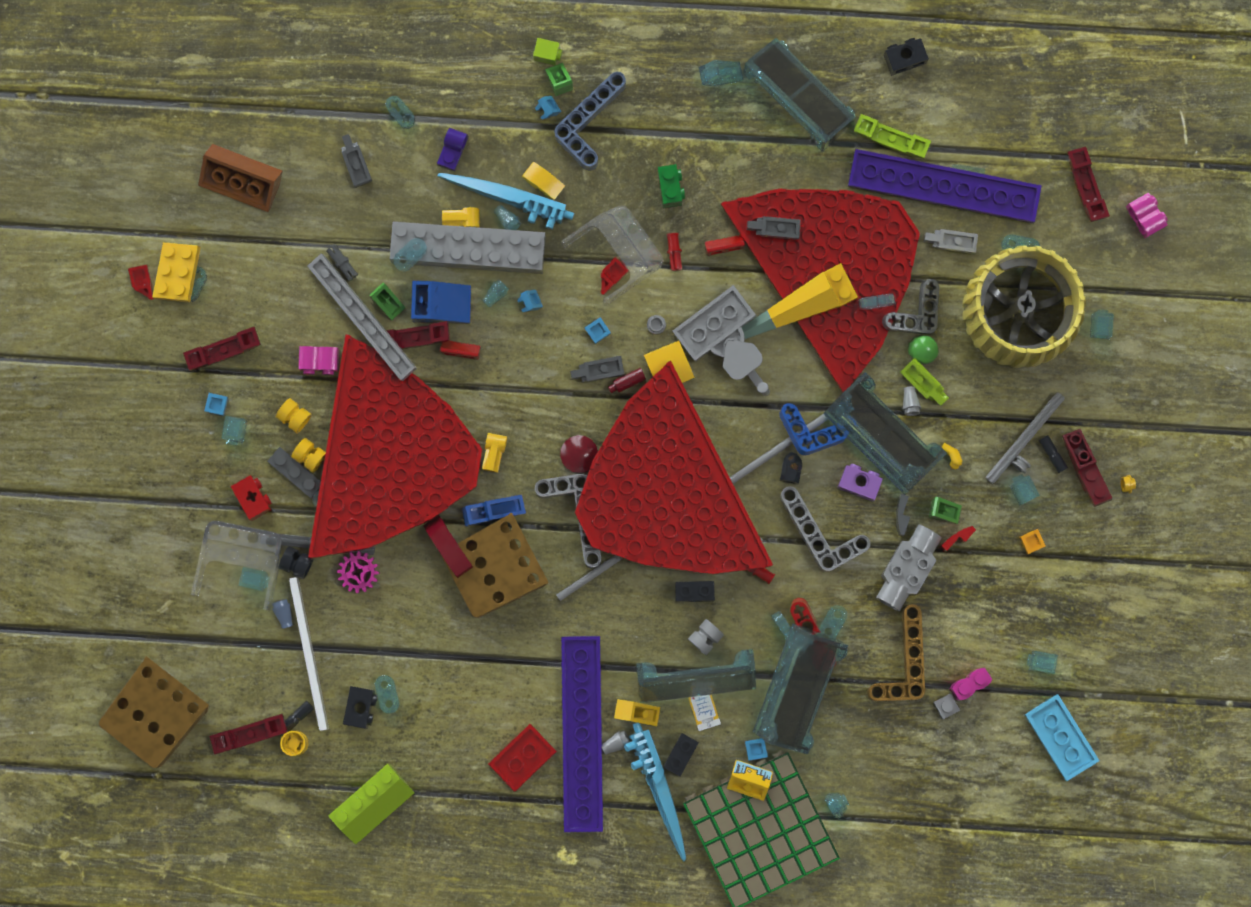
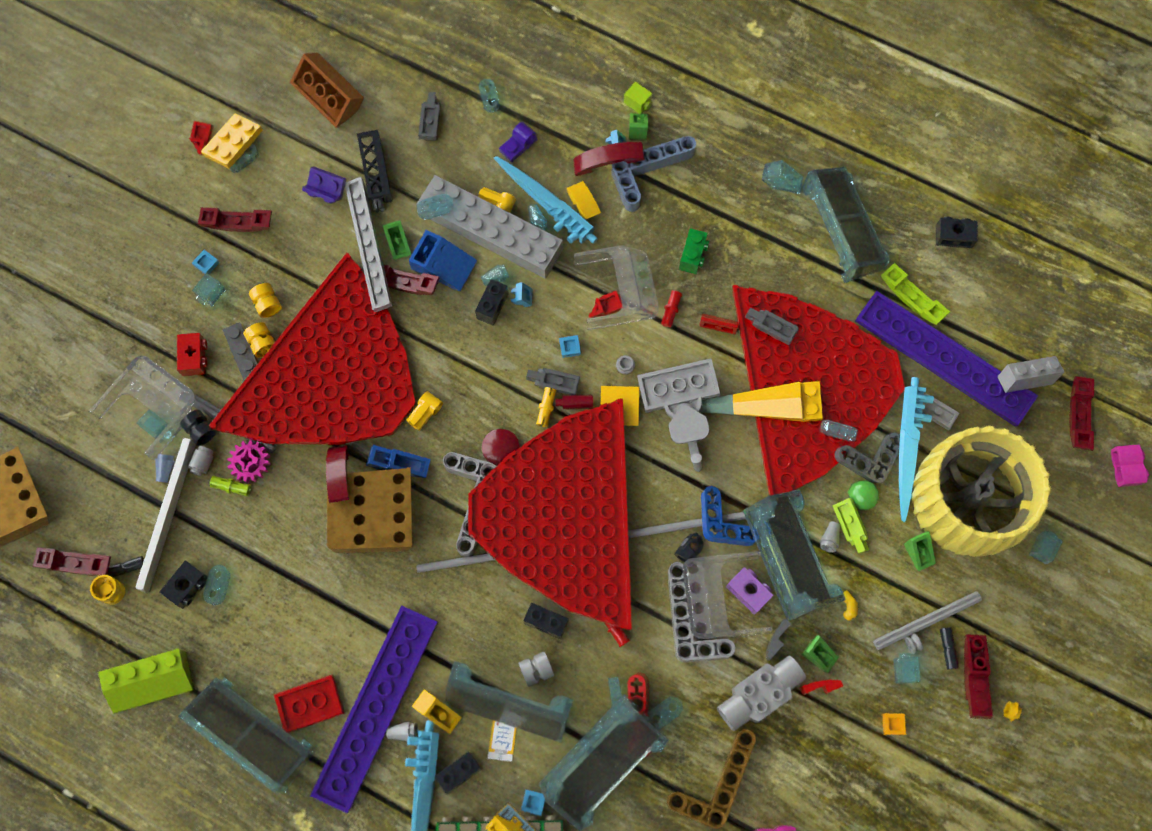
camera: 25 degrees right, 10 degrees down
(290, 277) = (324, 185): none -> dark purple bracket
(314, 591) = (201, 460): none -> light grey brick
(318, 359) = (312, 263): dark pink brick -> none
(335, 235) = (381, 167): none -> black fence
(352, 601) = (230, 486): none -> lime pin
(460, 350) = (440, 310): red slope -> none
(485, 807) = (247, 735): none -> windscreen
(506, 321) = (492, 302): none -> black brick
(547, 127) = (608, 154): none -> dark red slope
(603, 398) = (546, 407): none -> yellow pin
(826, 507) = (706, 597): none -> clear windscreen
(943, 280) = (909, 439): none -> medium azure piece
(995, 378) = (921, 551): none -> bright green slope
(1027, 169) = (1030, 374): none -> light grey brick

